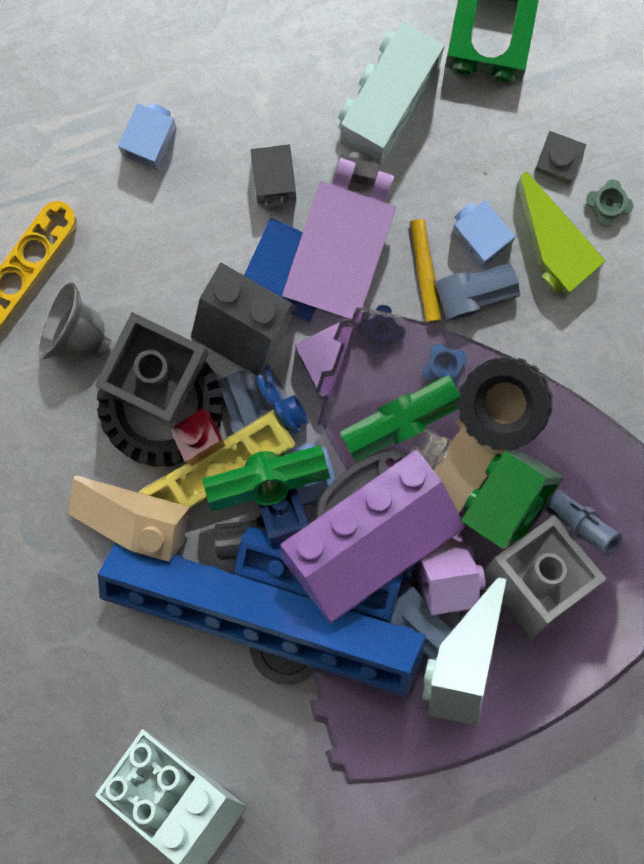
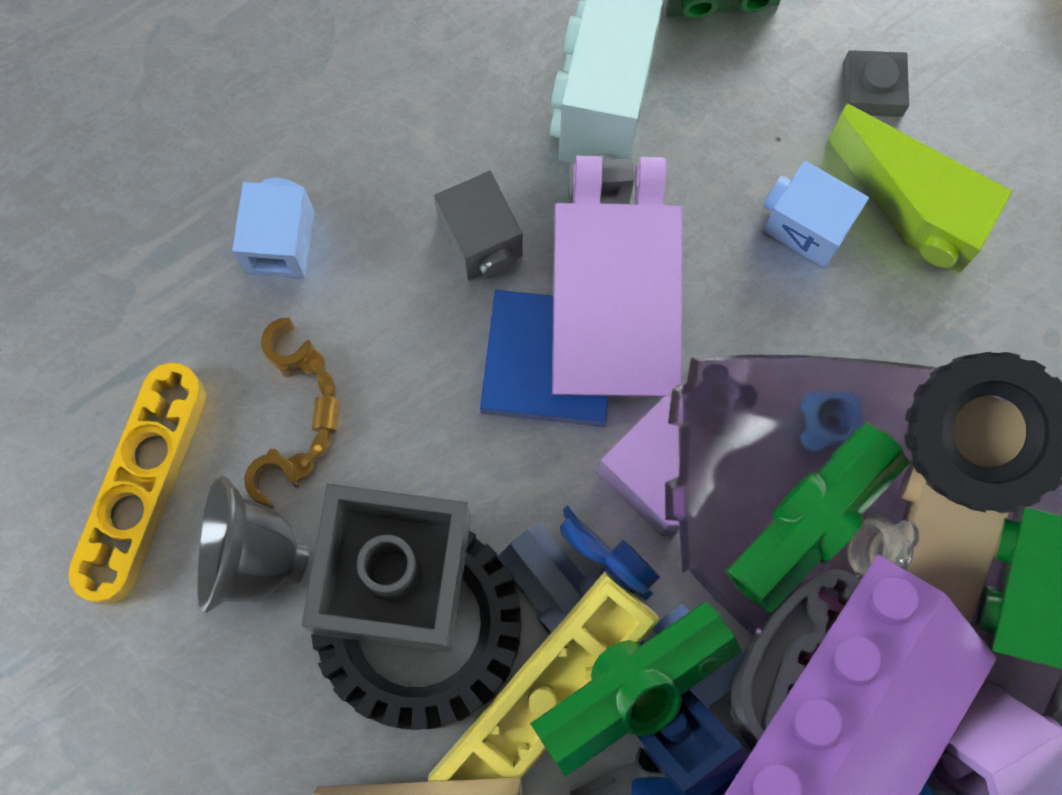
camera: 20 degrees left, 10 degrees down
(143, 263) = (324, 416): none -> pearl gold piece
(197, 437) = (497, 657): dark red plate -> none
(241, 319) = (505, 441): dark grey slope -> none
(425, 270) = (746, 291): yellow piece -> none
(467, 293) = (825, 305): sand blue piece -> none
(614, 192) = (979, 108): sand green plate -> none

